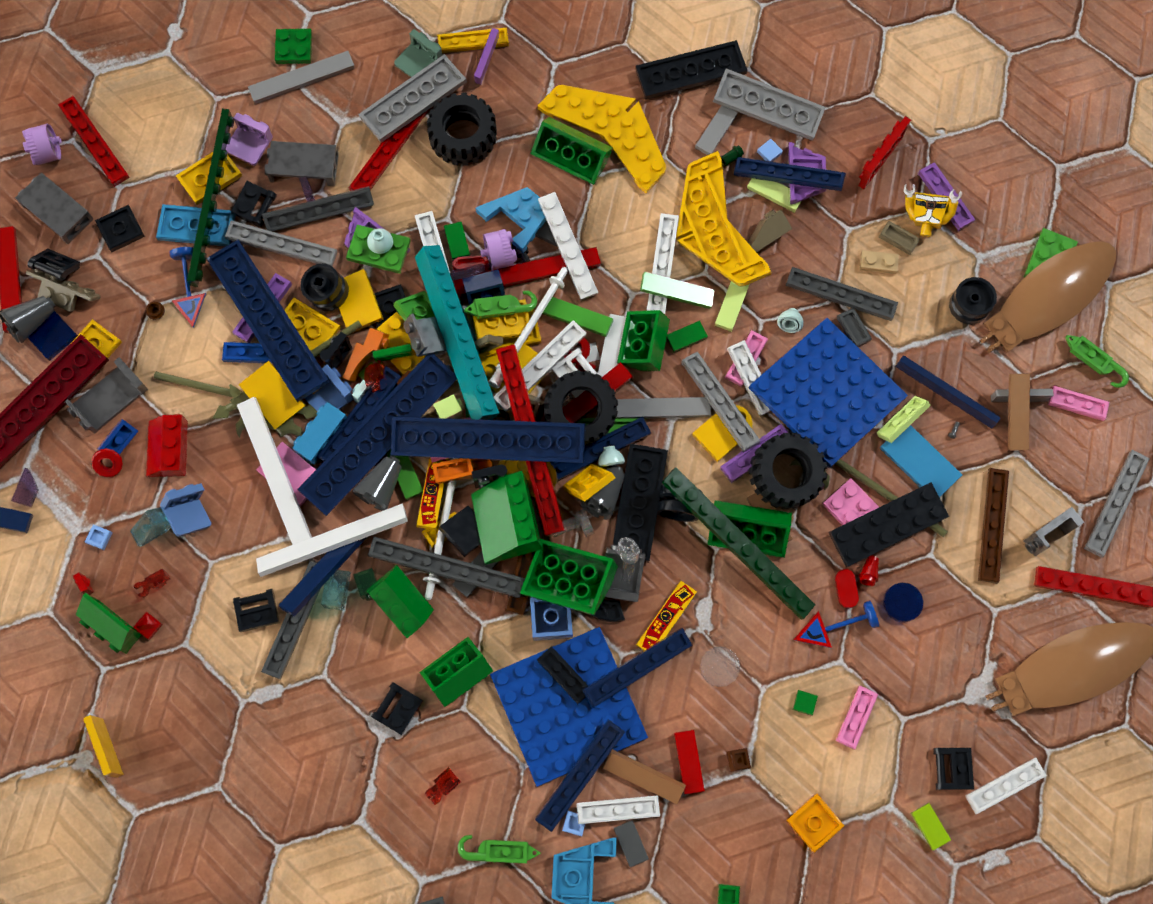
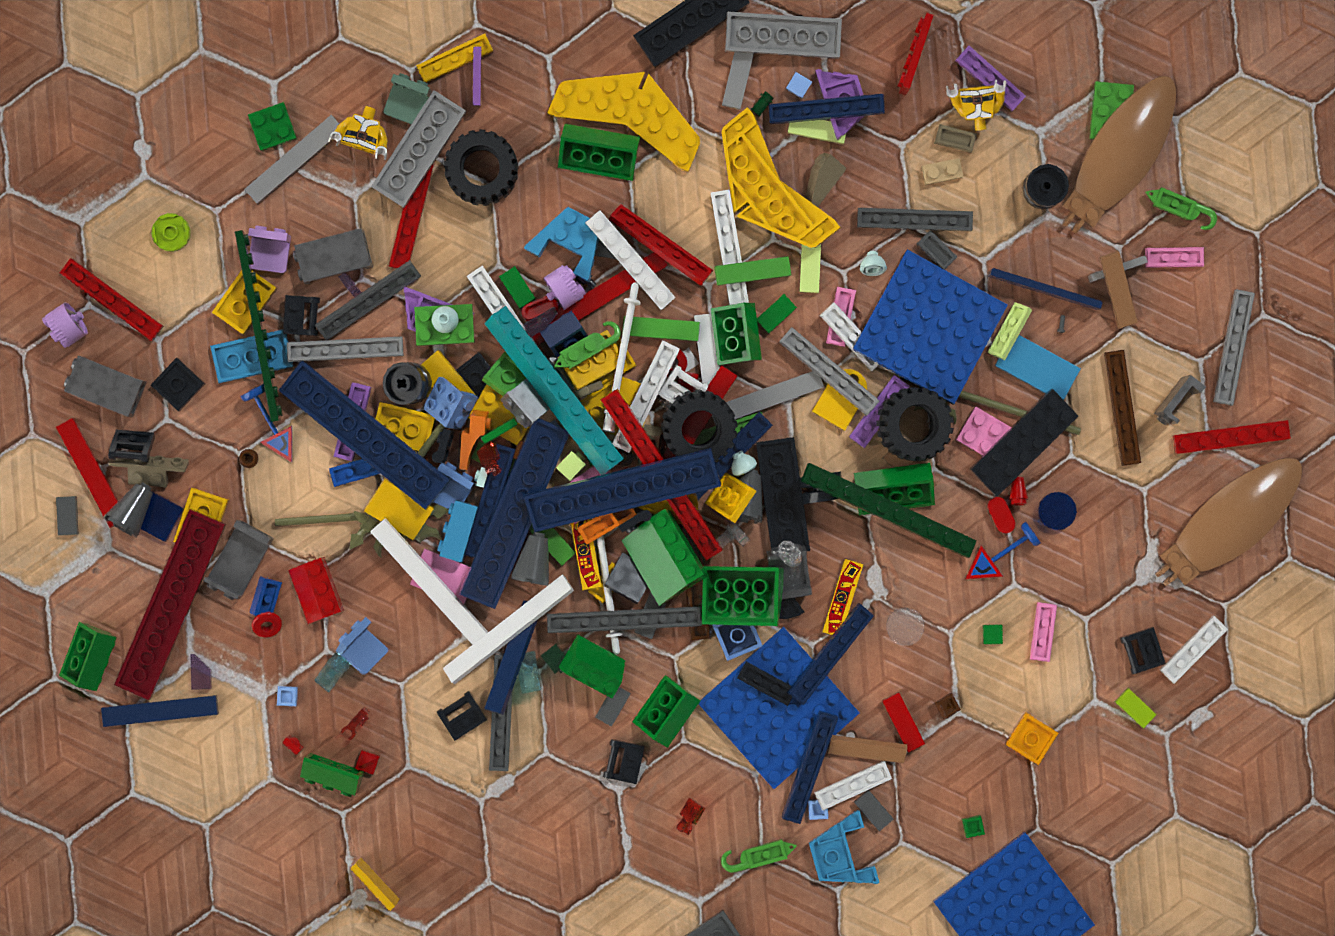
camera: 15 degrees left, 15 degrees up
(169, 103) = (171, 232): none -> lime tile
(356, 317) = (449, 404): none -> medium blue bracket
(367, 71) = (362, 133): none -> torso
(406, 649) = (612, 706): none -> dark grey tile
(600, 242) = (660, 244): none -> red plate

